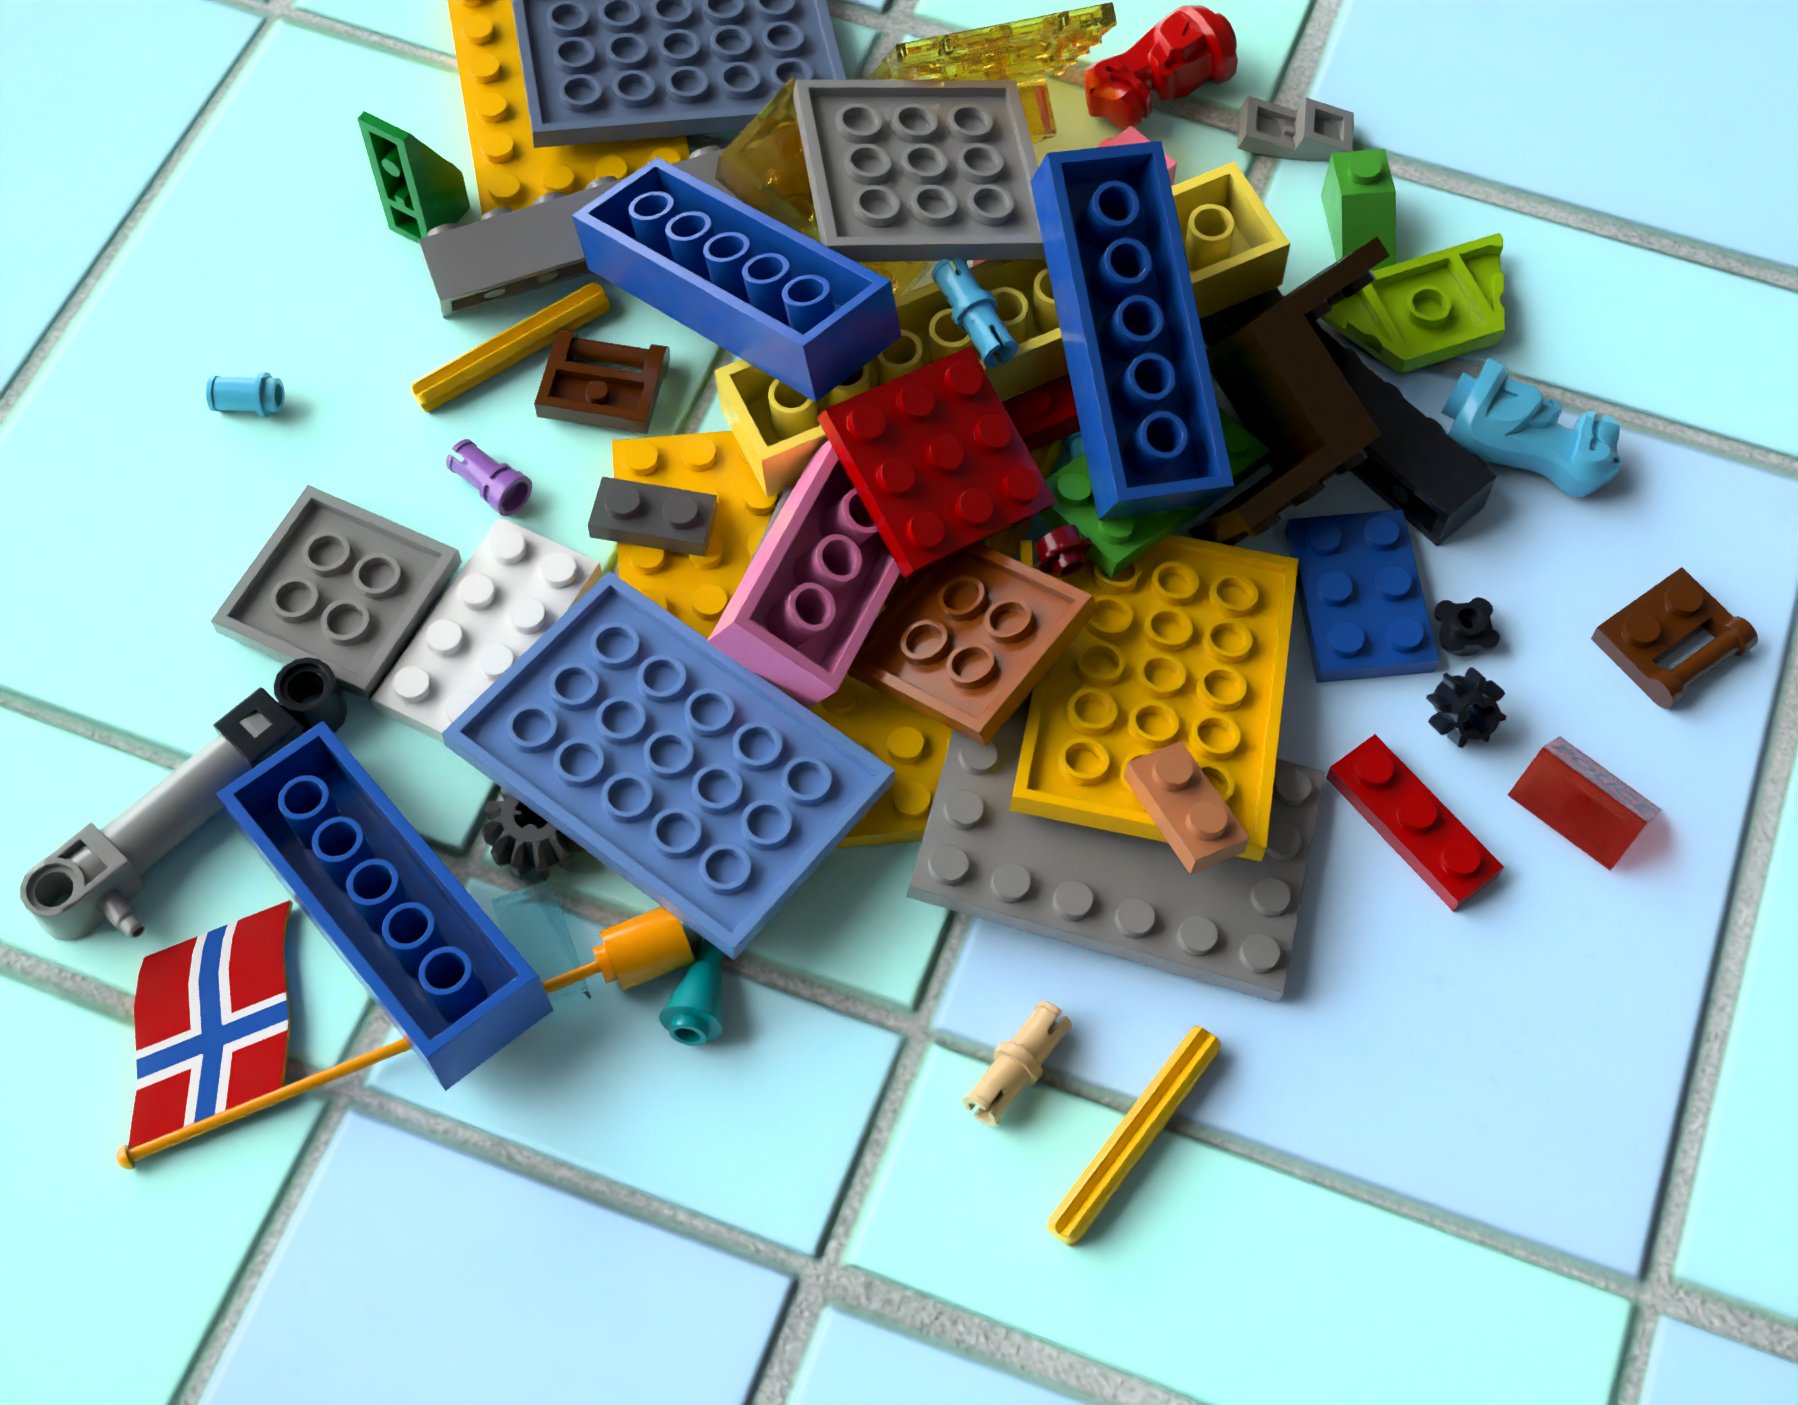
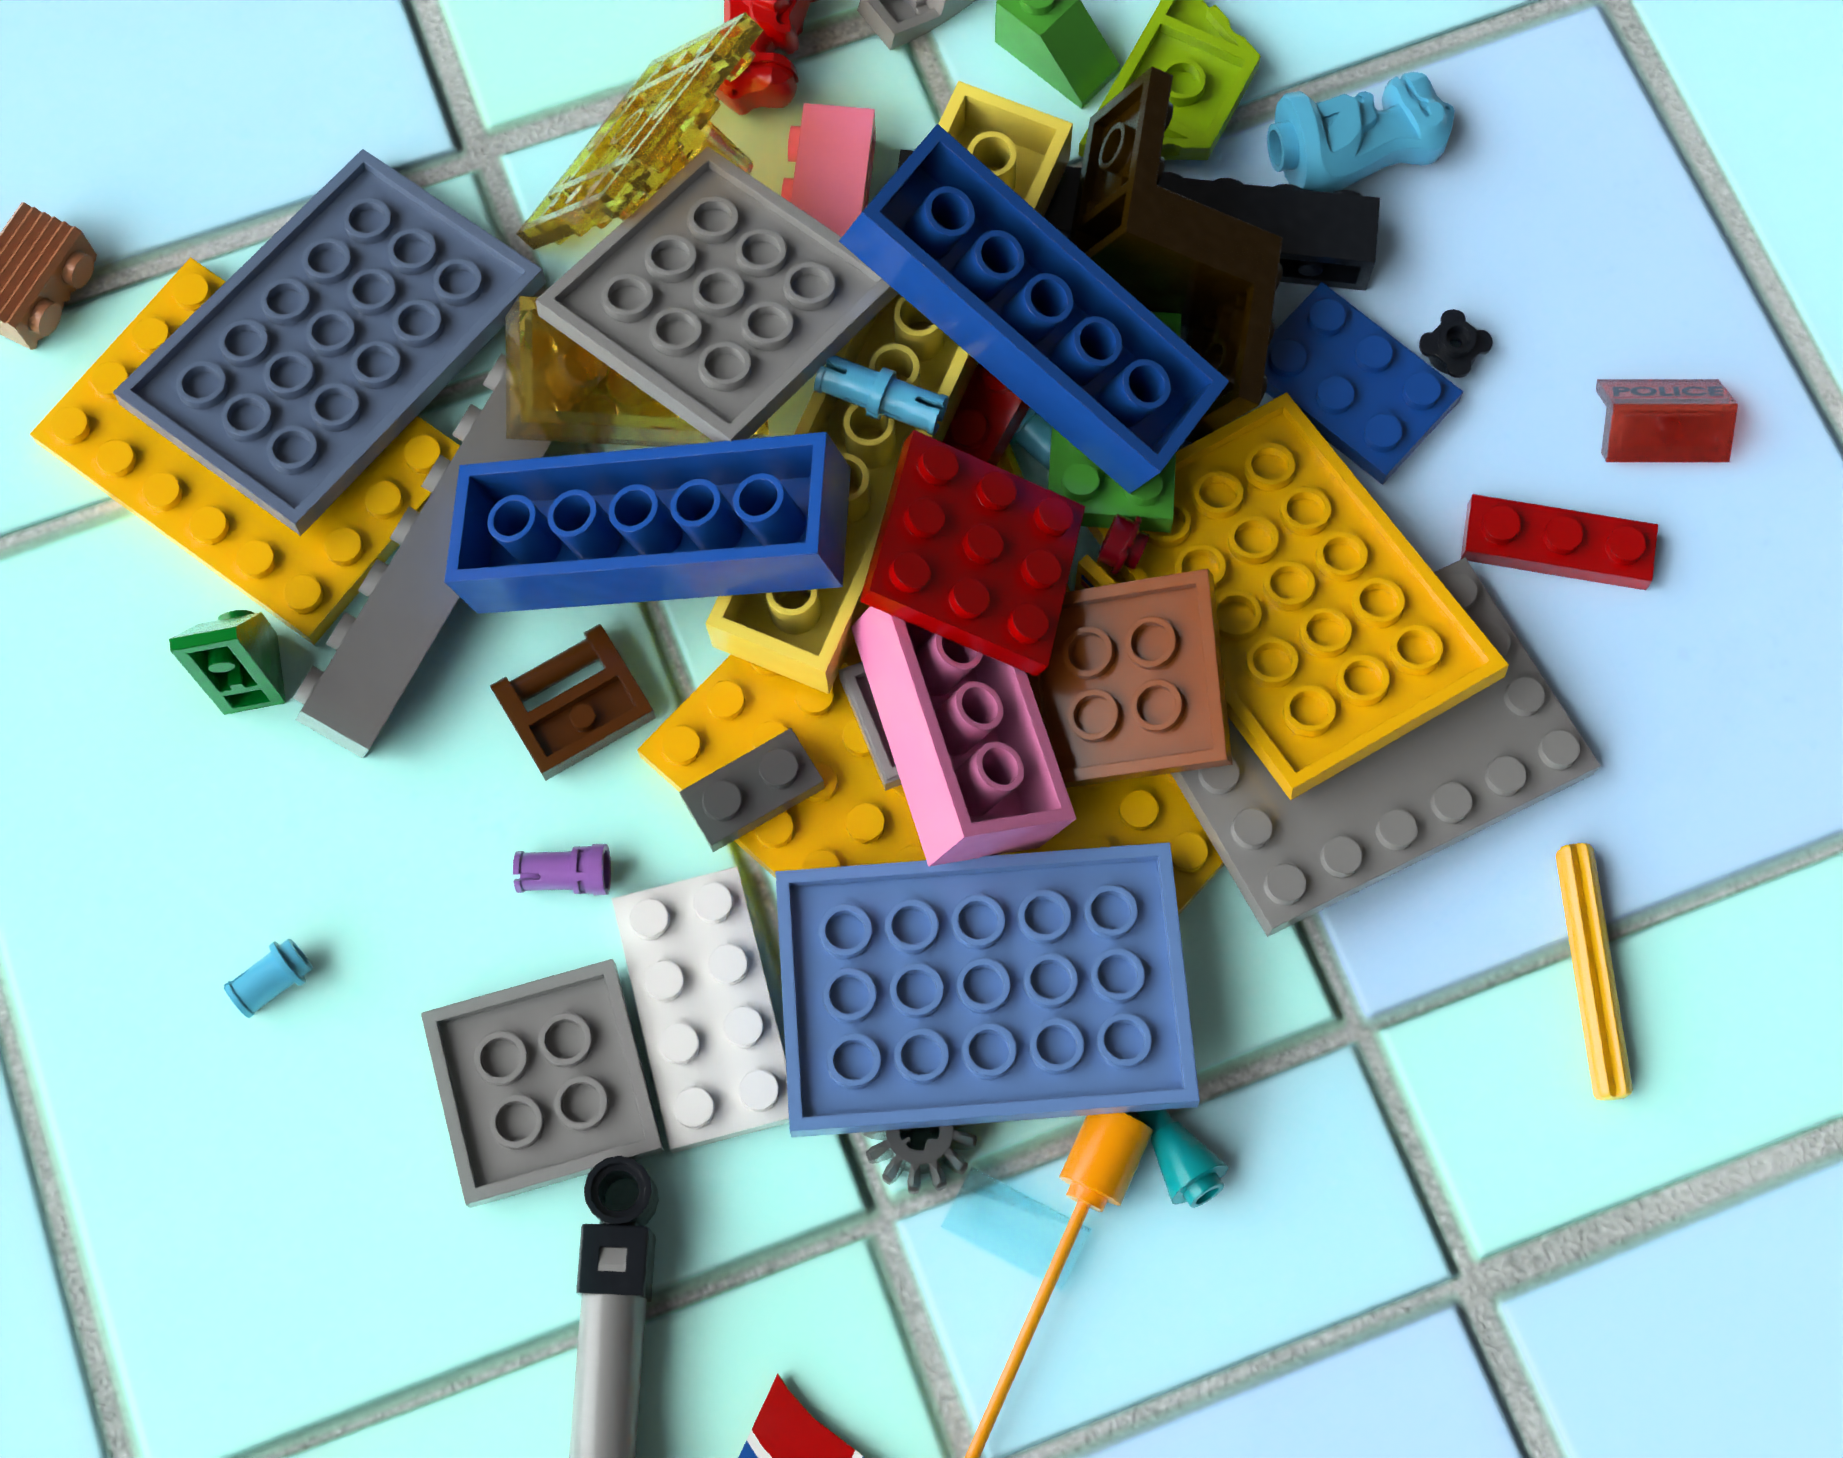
camera: 40 degrees left, 10 degrees up
(386, 904) = (877, 1309): blue brick -> none
(509, 347) = (457, 737): yellow axle -> none
(1017, 1063) = (1463, 993): tan pin -> none
(1186, 807) = (1427, 684): nougat plate -> none
(1466, 707) = (1522, 415): black gear -> none
(1663, 622) = (1587, 226): reddish brown plate -> none

